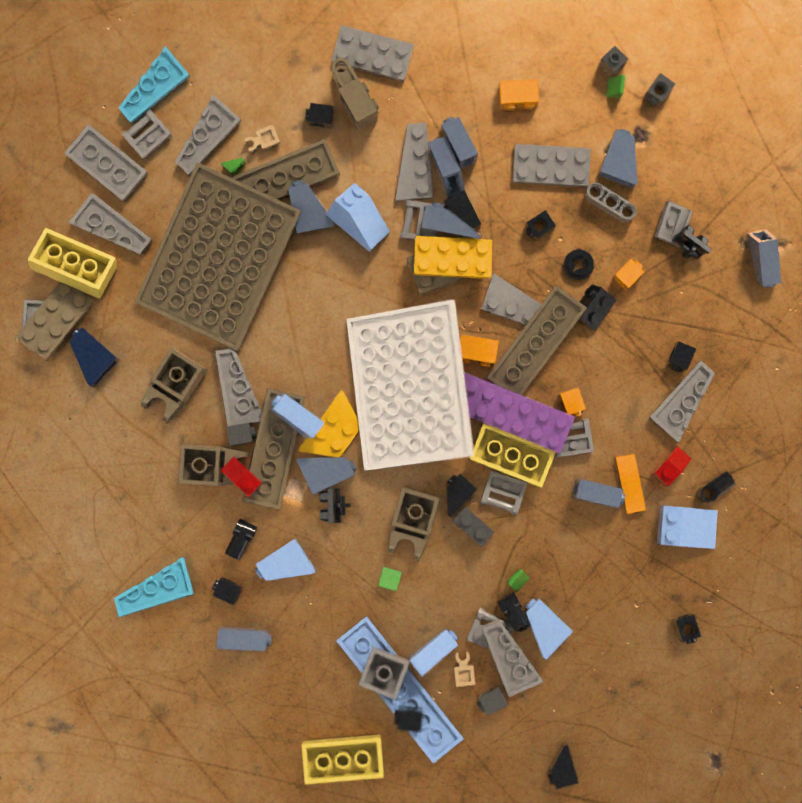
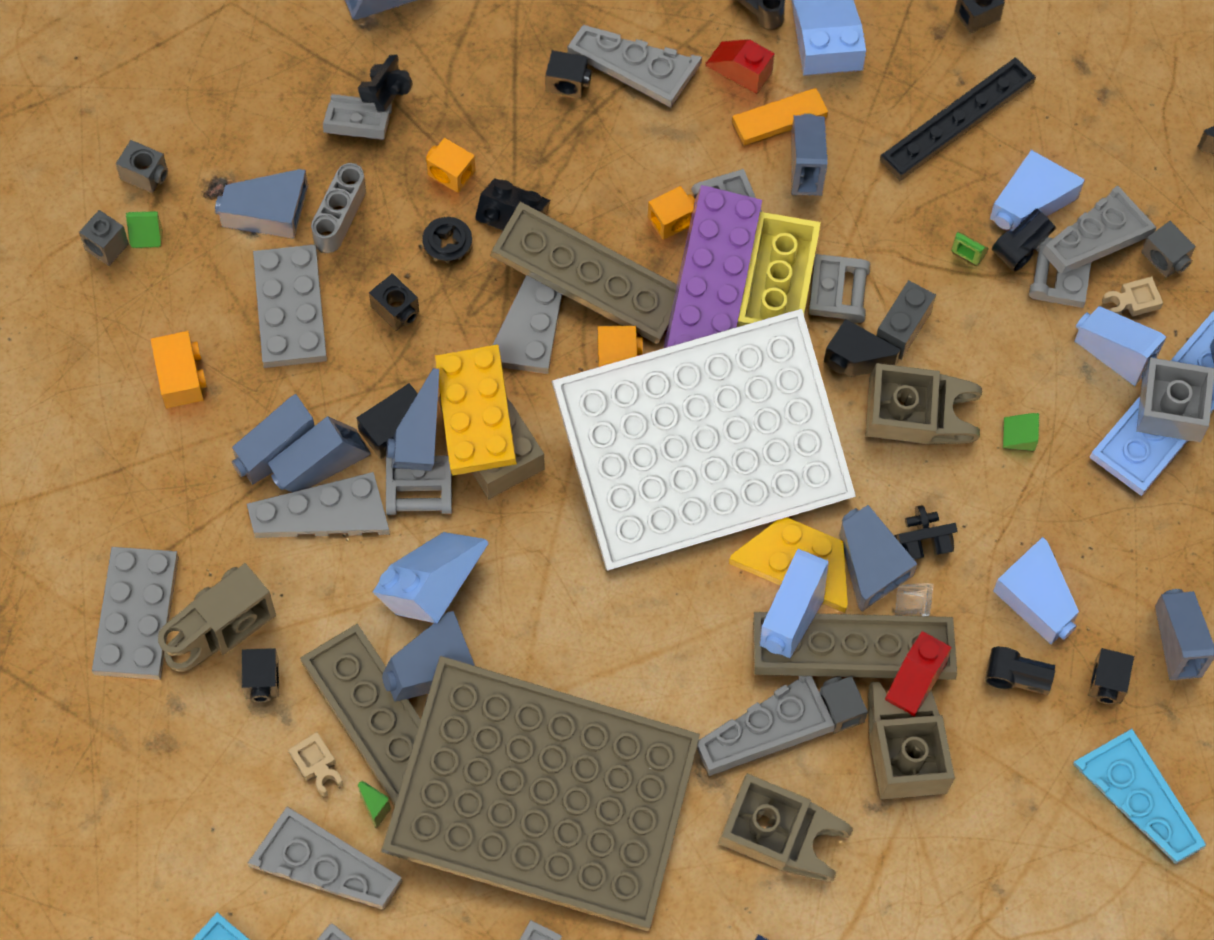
camera: 100 degrees left, 20 degrees down
(610, 595) = (957, 118): none -> black tile

